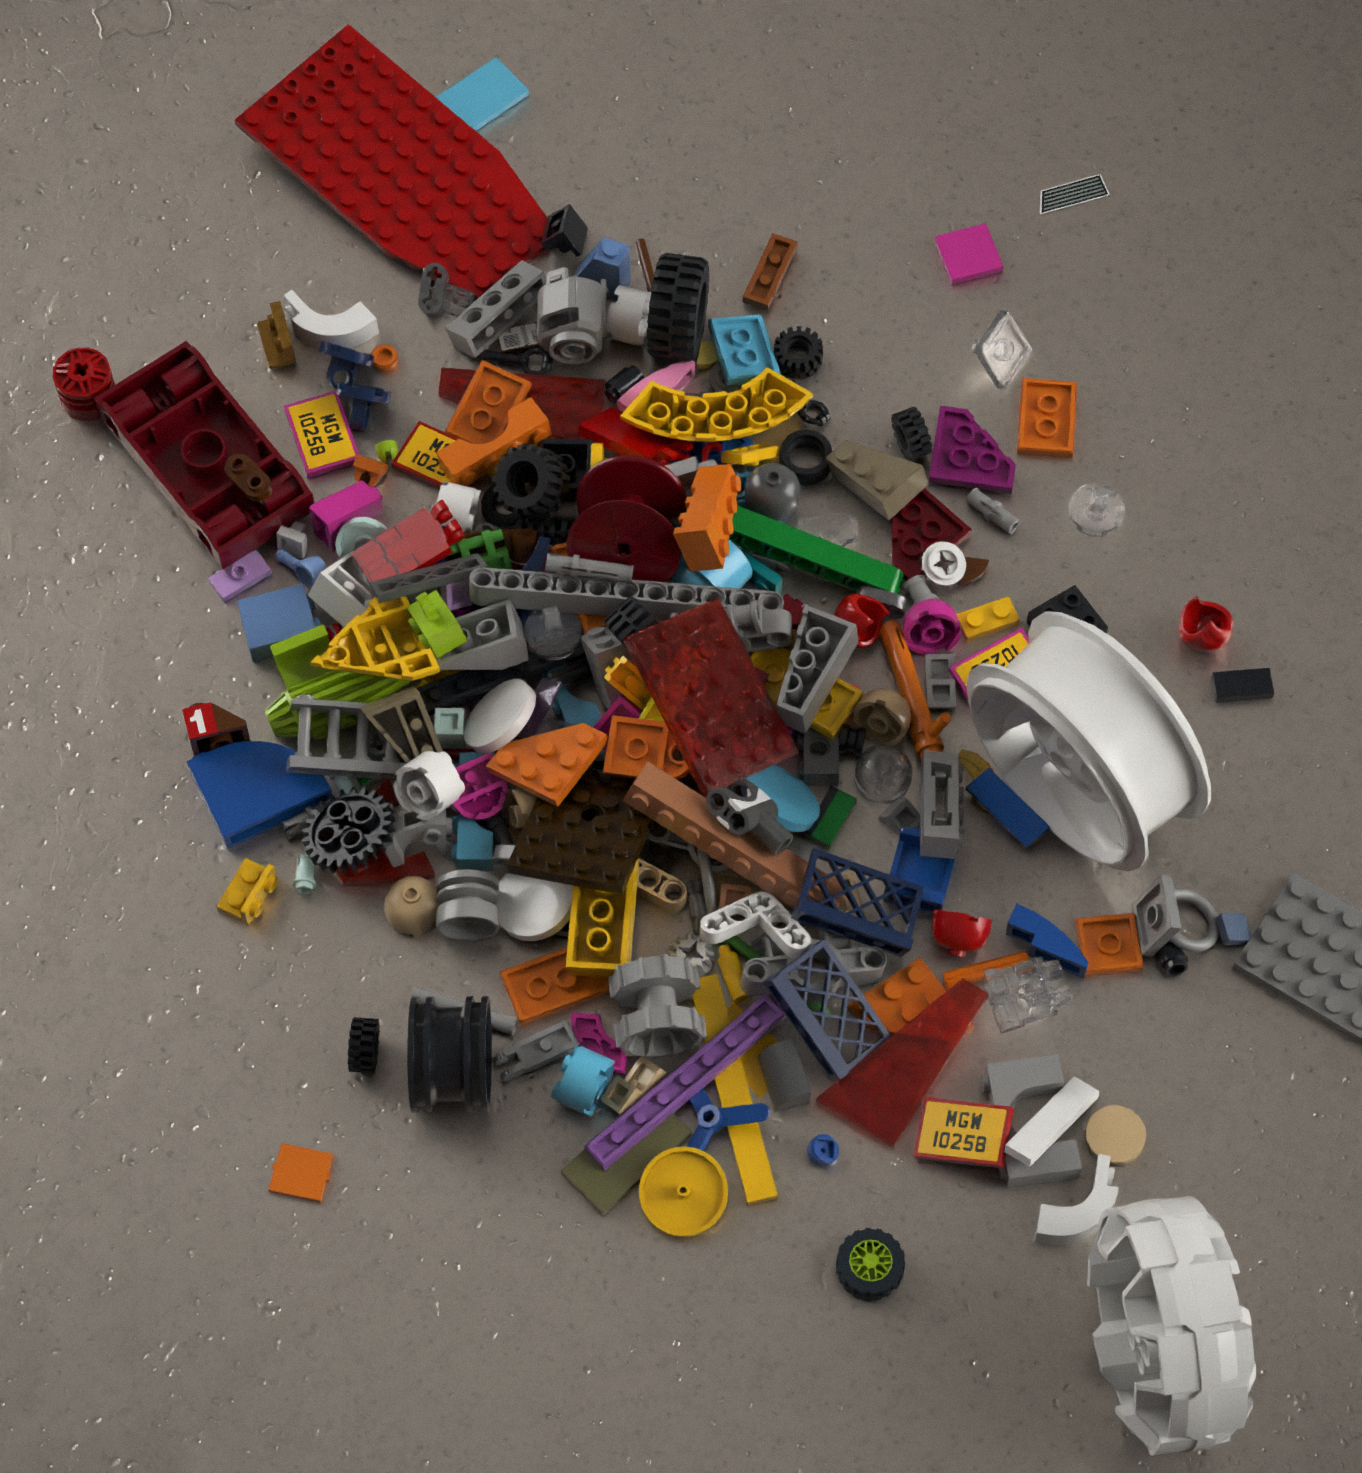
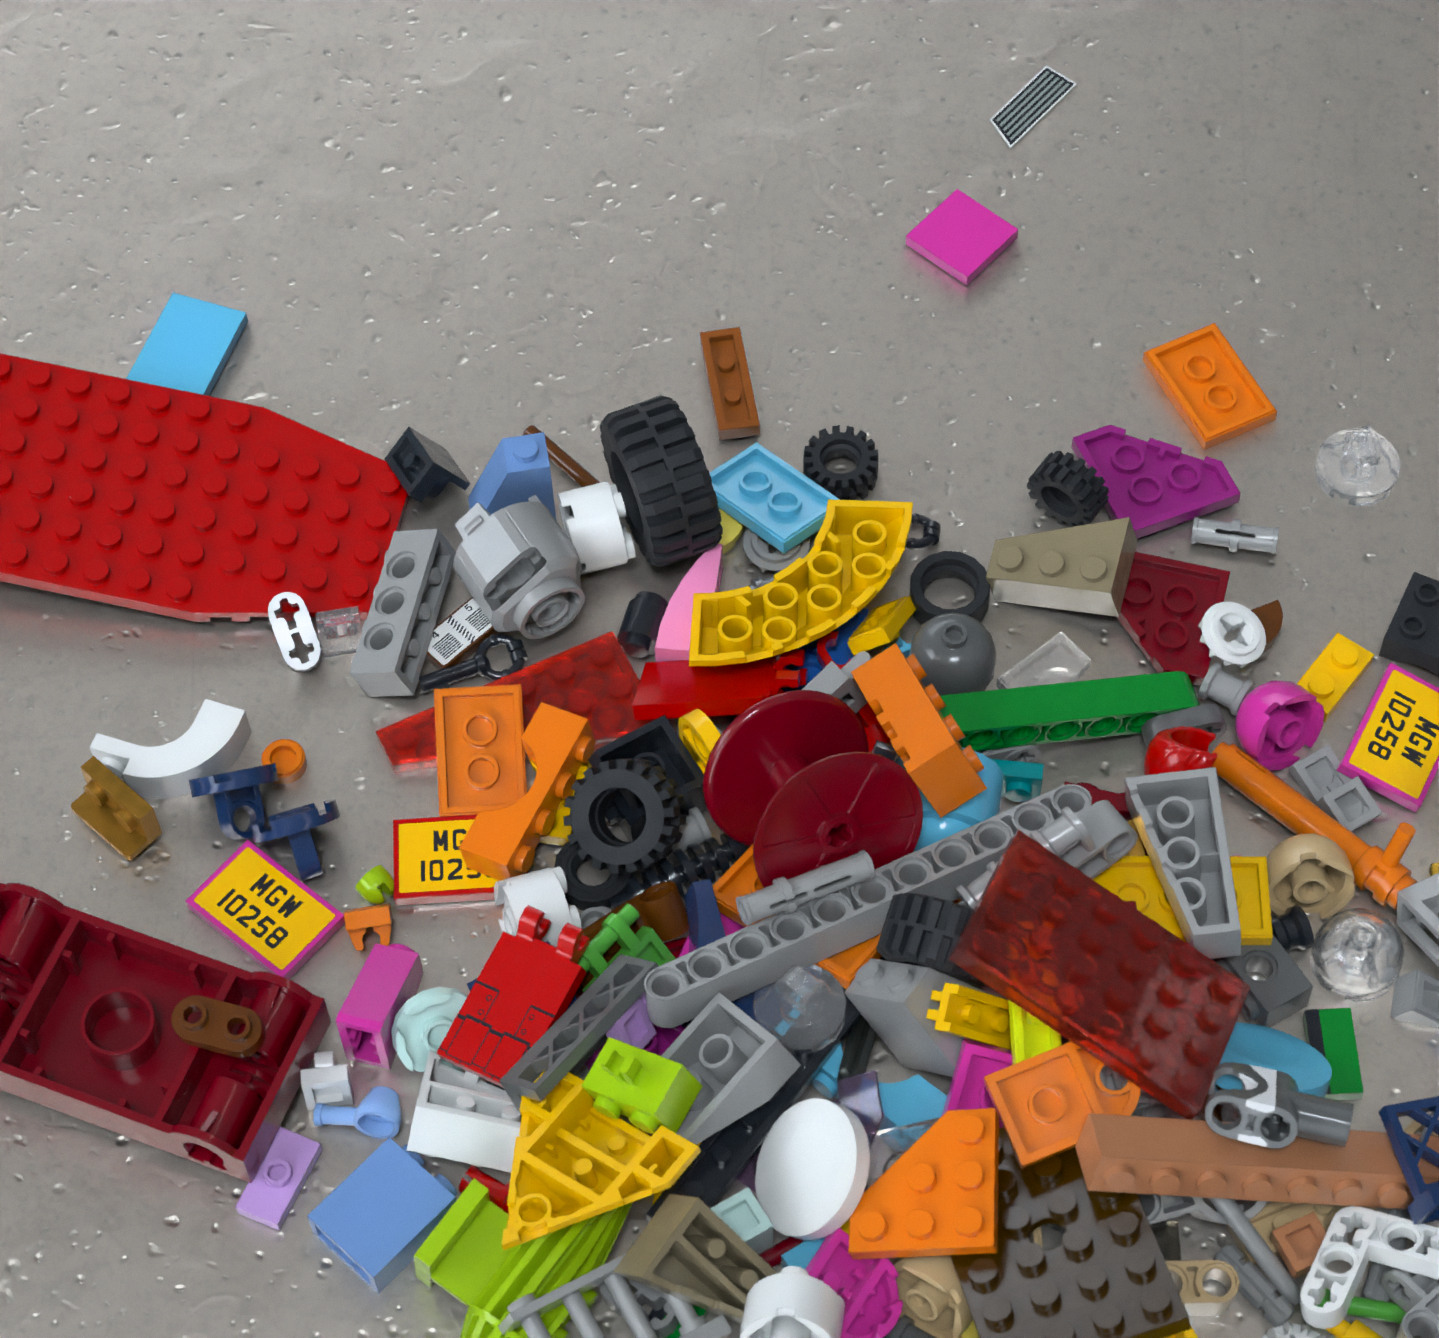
camera: 30 degrees left, 5 degrees down
(1002, 349) = (1098, 329): clear tile -> none

